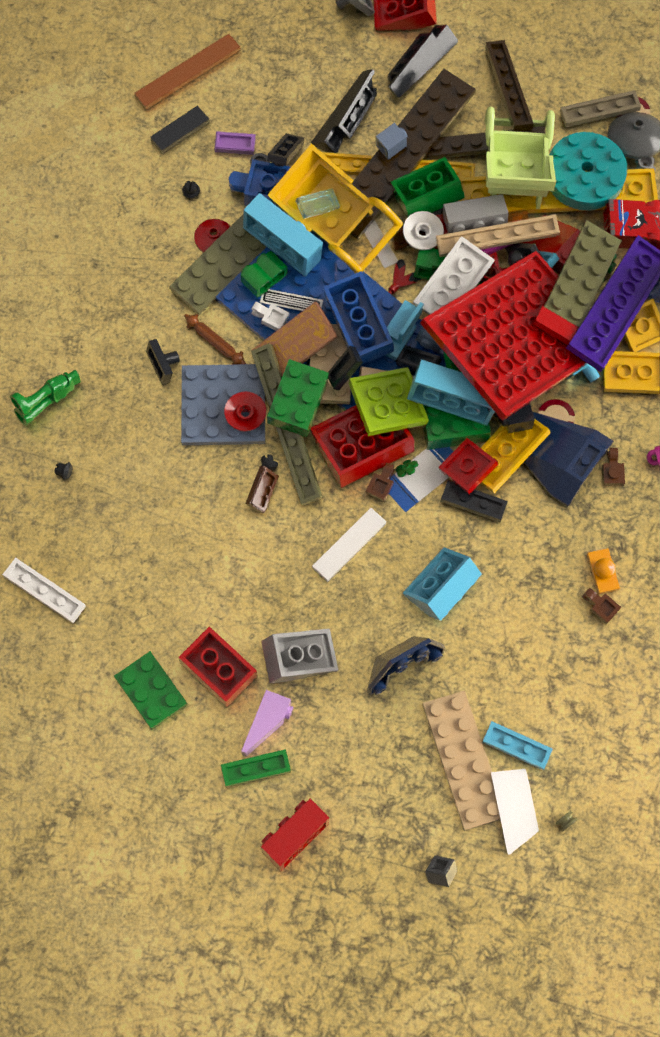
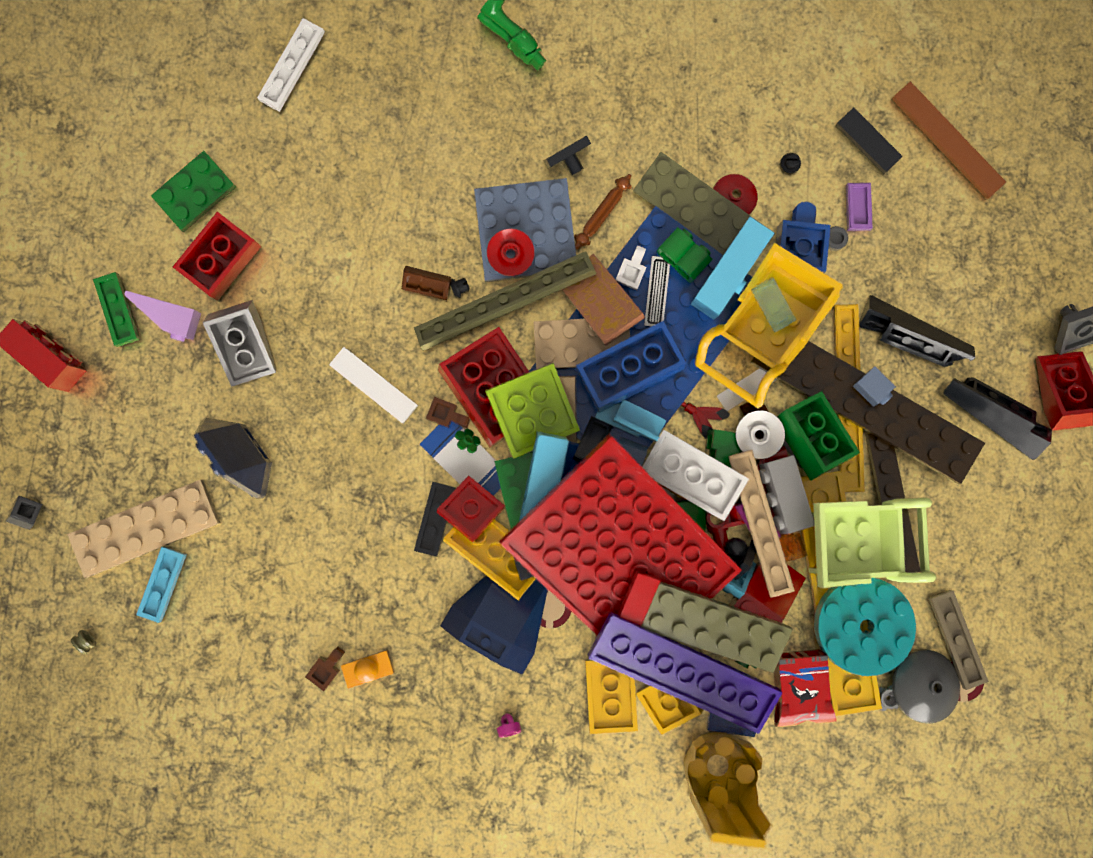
camera: 85 degrees right, 15 degrees up
(63, 470) = (429, 67): black piece -> none
(285, 149) = (850, 263): black plate -> none
(297, 398) = (525, 307): green brick -> none
(344, 368) = (564, 355): black tile -> none
(442, 583) = (334, 490): medium azure slope -> none
(509, 85) = (972, 525): dark brown plate -> none
(515, 807) = (95, 585): white sticker -> none
(613, 472) = (486, 675): reddish brown plate -> none

